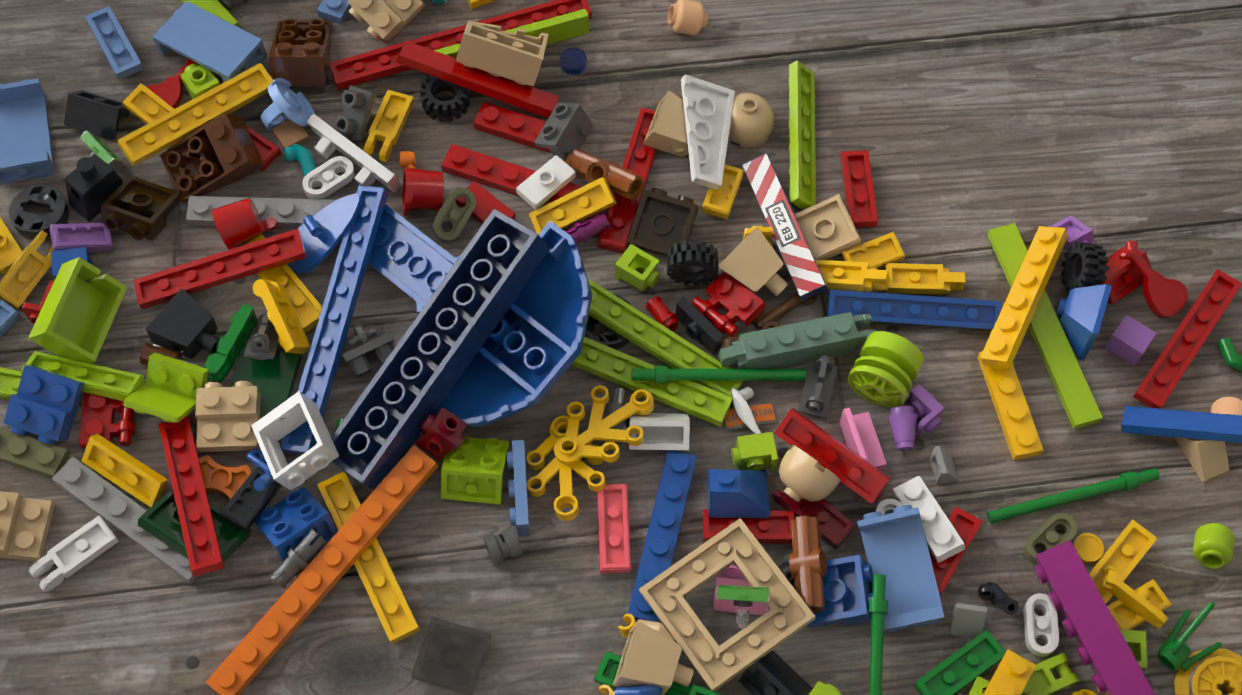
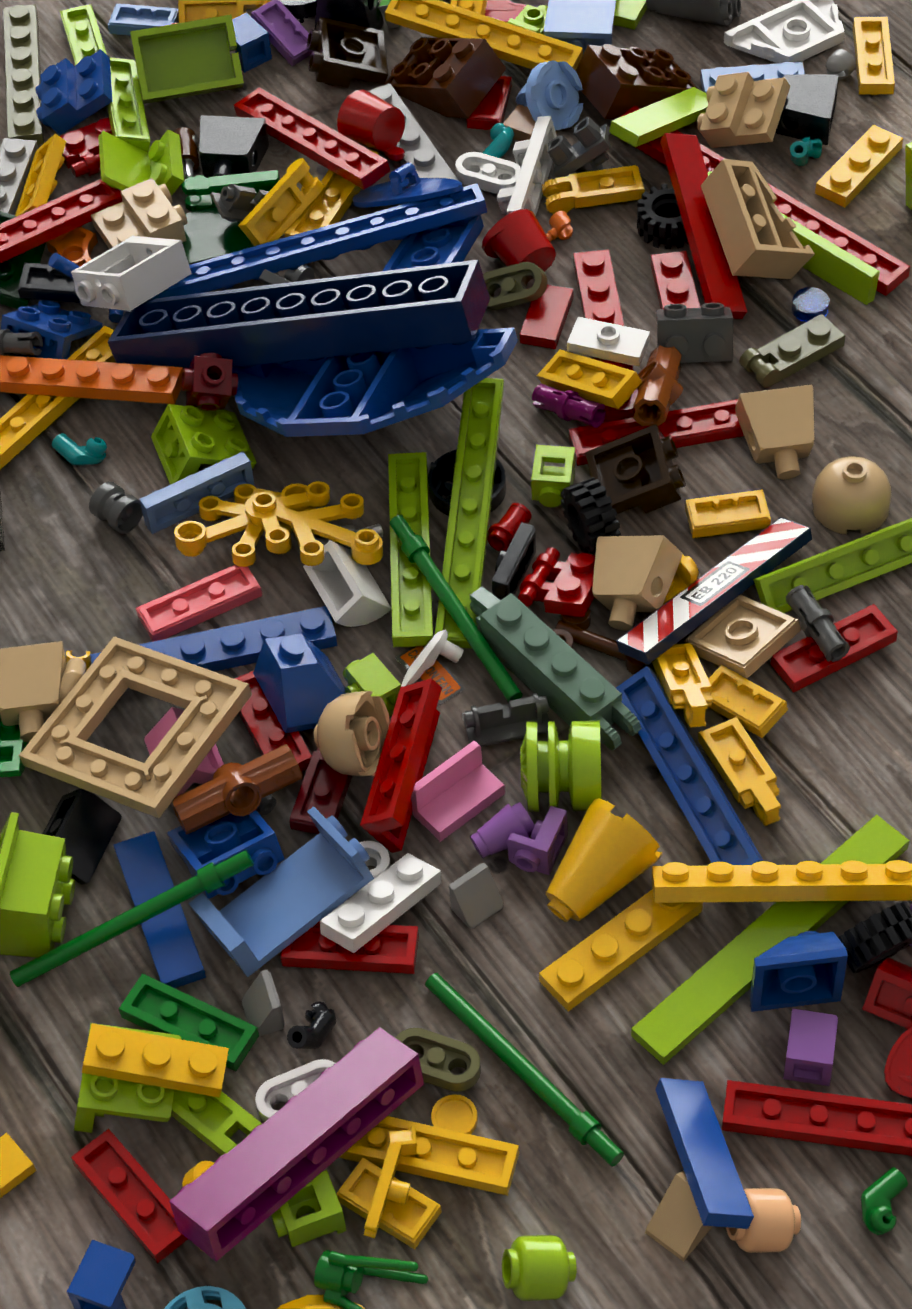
camera: 70 degrees right, 10 degrees down
(358, 51) = (660, 117): none -> lime tile
(430, 551) = (80, 455): none -> teal arm
(606, 89) = (793, 351): none -> olive plate
(707, 128) = (790, 448): white wing -> none
(743, 597) = (140, 724): bright green piece -> none
(847, 185) = (817, 623): none -> dark grey pin
(854, 655) = (167, 933): none -> blue tile
(961, 385) = (600, 861): none -> yellow cone

